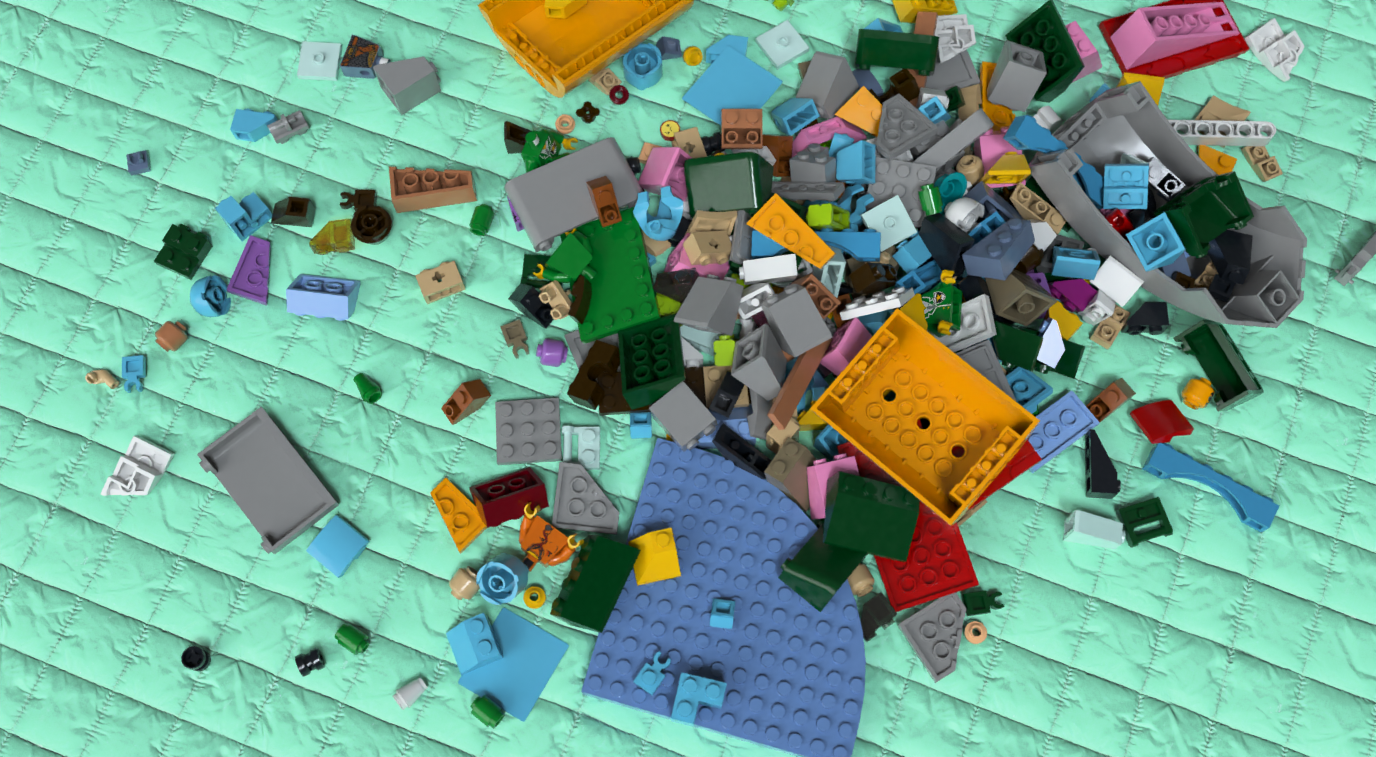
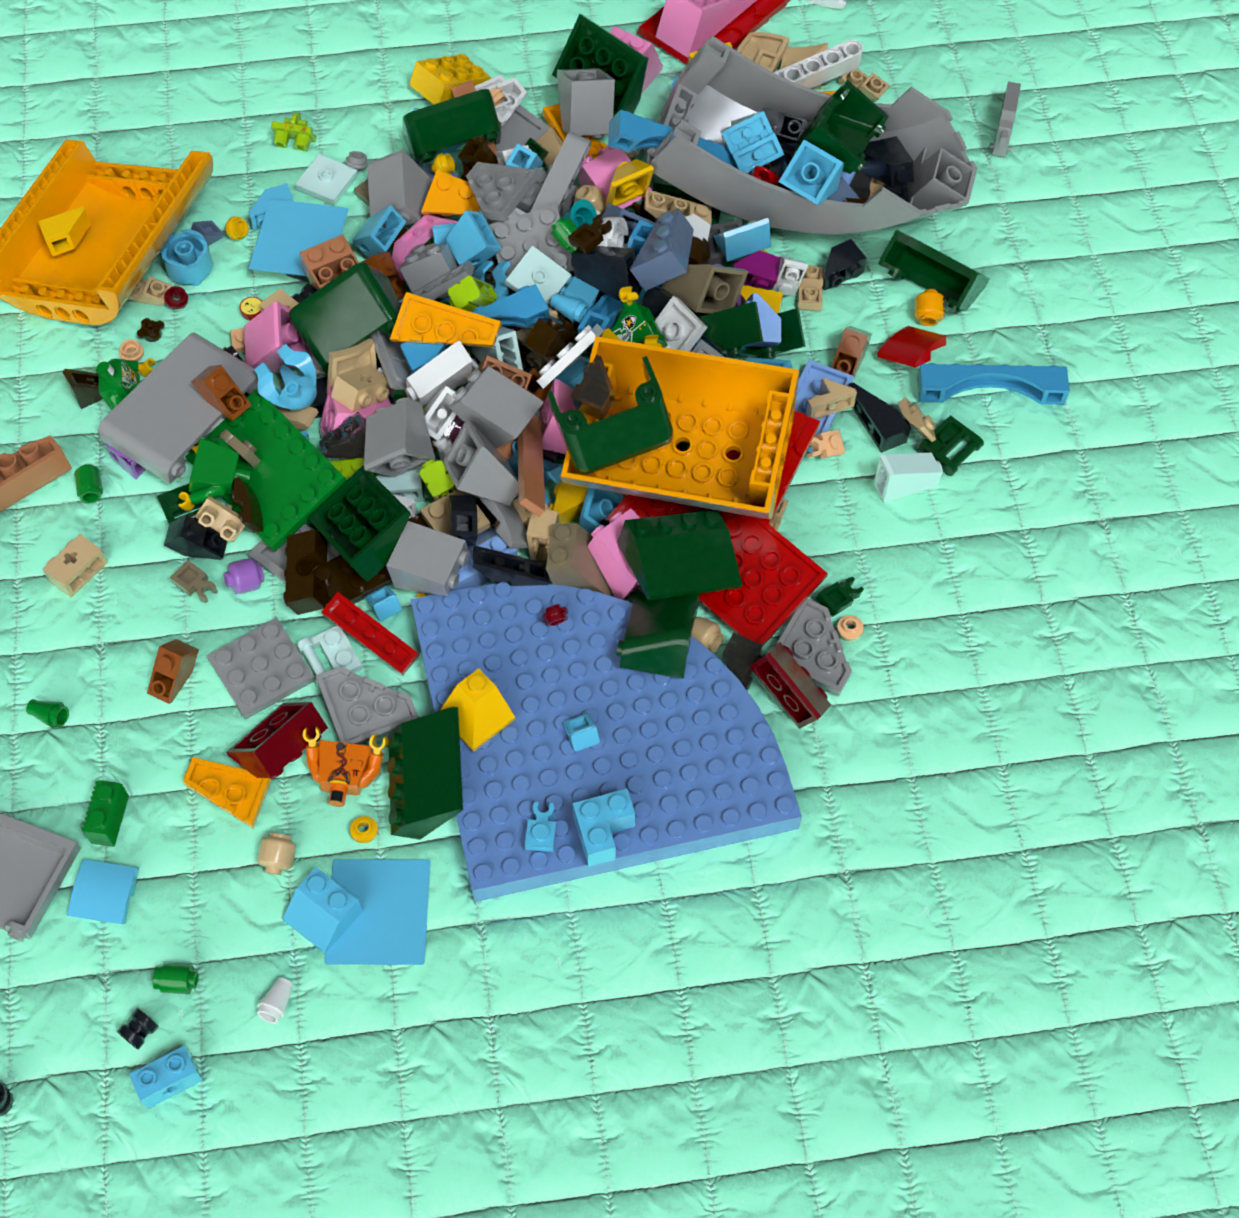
camera: 30 degrees left, 10 degrees down
(310, 708) = (165, 1077): none -> medium azure brick
(366, 488) = (105, 813): none -> green brick
(487, 711) = (376, 972): green brick -> none
(502, 578) = (306, 835): medium azure brick -> none
(599, 254) = (244, 449): none -> dark tan plate
(617, 447) = (370, 633): none -> red plate
(752, 510) = (555, 615): none -> dark red plate
(813, 39) = (357, 160): none -> light grey plate
(870, 405) = (619, 435): none -> dark green windscreen
(871, 356) = (595, 392): none -> clear smoke slope
(875, 78) = (443, 163): none -> yellow plate
(900, 262) = (570, 307): none -> medium azure cone
(901, 659) = (790, 685): none -> dark red slope
(944, 211) = (590, 236): none -> dark brown plate
(947, 36) = (497, 95): none -> light nougat plate
(1044, 472) = (827, 445): none -> light nougat plate
(1071, 437) = (833, 399): none -> tan slope
(1117, 281) = (793, 239): white slope -> none
(1127, 488) = (919, 421): none -> tan slope
(1190, 92) = (764, 49): none -> tan plate

